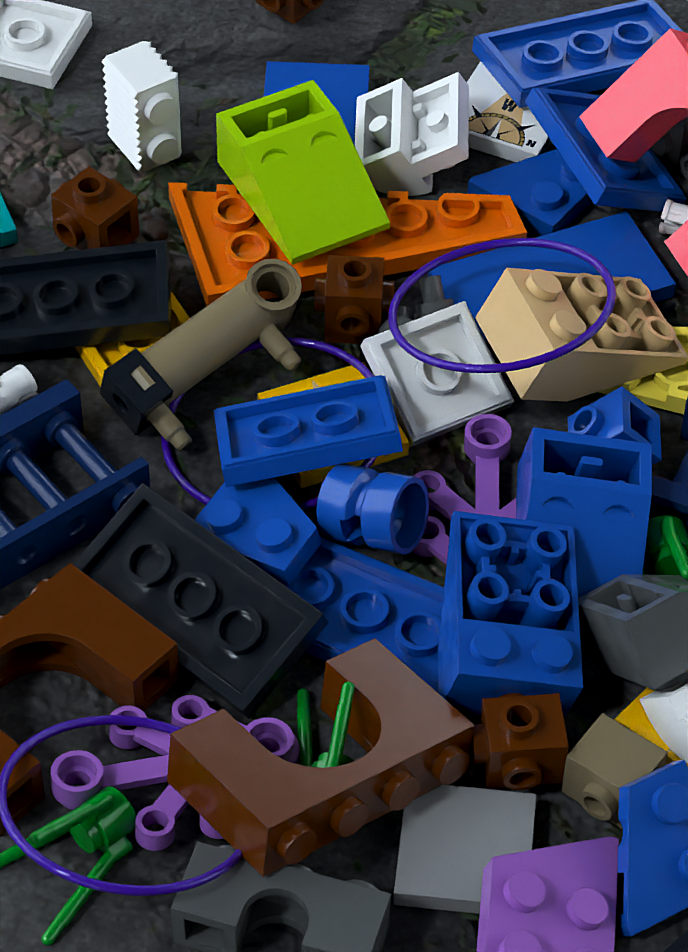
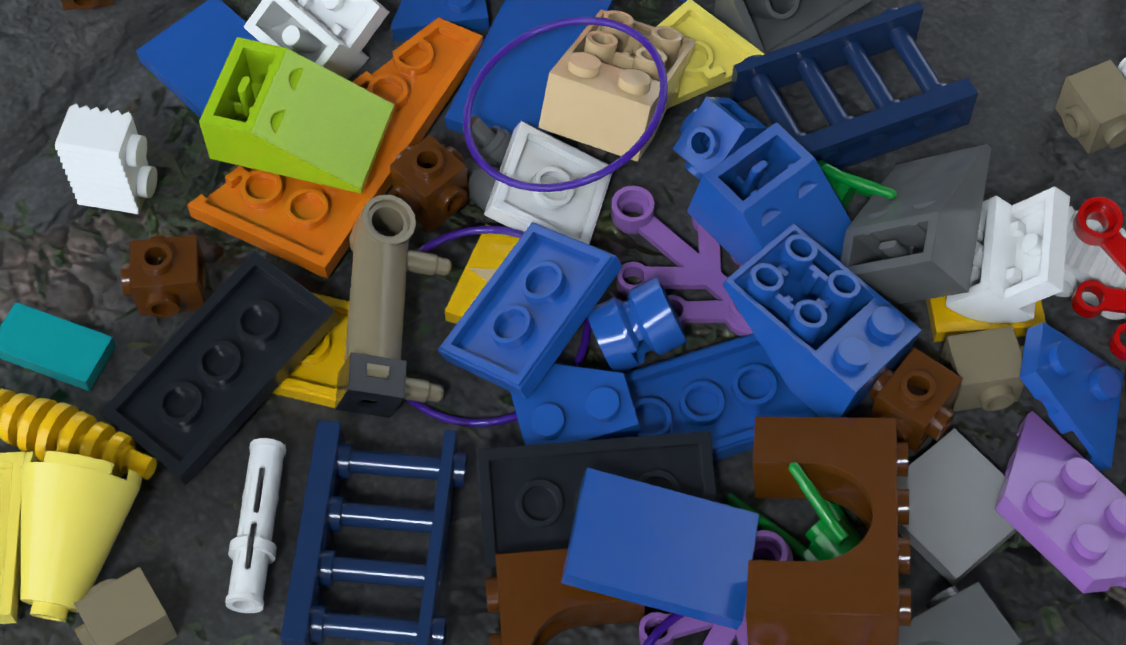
camera: 45 degrees left, 10 degrees up
(182, 649) = (661, 548): none -> blue tile

